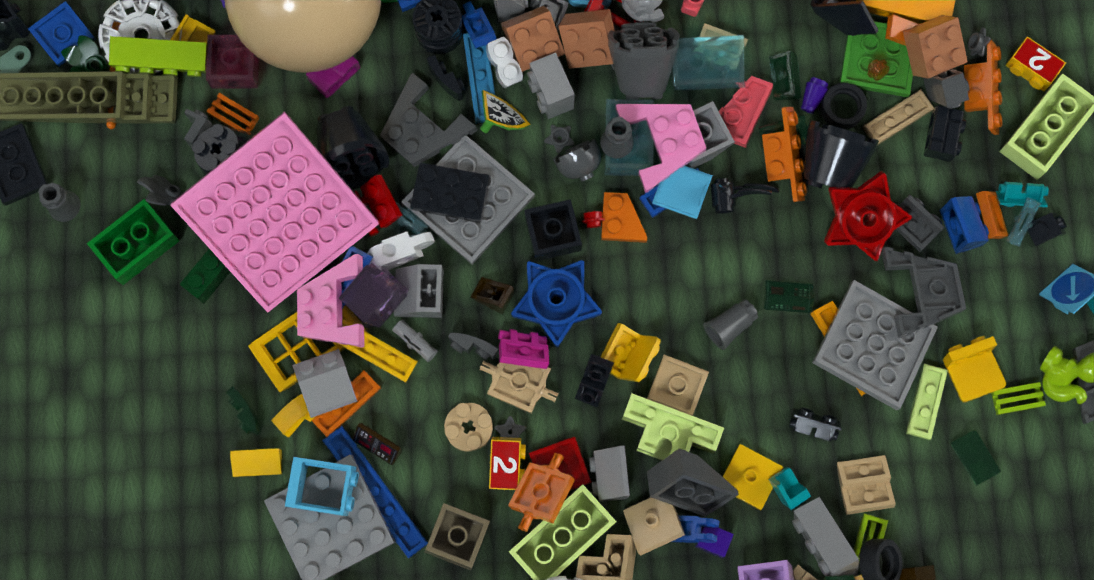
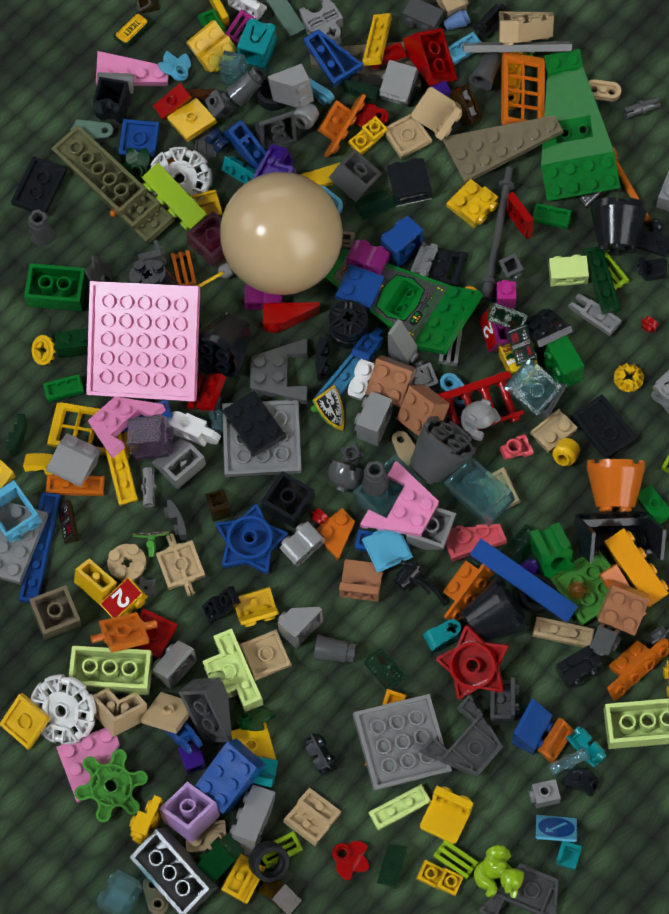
camera: 50 degrees right, 10 degrees down
(184, 319) = (39, 356): none -> yellow gear
(240, 327) = (63, 388): none -> green plate
(273, 82) = (224, 272): none -> hinge
(369, 72) = (285, 315): none -> red slope
(463, 473) = (94, 581): none -> yellow brick
(468, 382) = (151, 540): none -> bright green shield
(523, 349) = (200, 547): dark pink plate -> none
(602, 87) = (405, 449): none -> tan piece
(606, 257) = (302, 543): none -> light grey brick
(682, 332) = (299, 624): none -> light grey slope
(688, 240) = (360, 581): none -> nougat bracket
(732, 451) = (254, 719): none -> dark green plate
(770, 522) = (230, 775): none -> blue brick
(806, 221) = (440, 636): none -> teal piece
(823, 55) = (552, 550): none -> green piece
(830, 104) = (523, 580): none -> blue tile
(937, 487) = (352, 861): none -> red plate
(1022, 427) = (439, 878): none -> yellow slope
(1031, 268) = (544, 793): none -> light grey brick

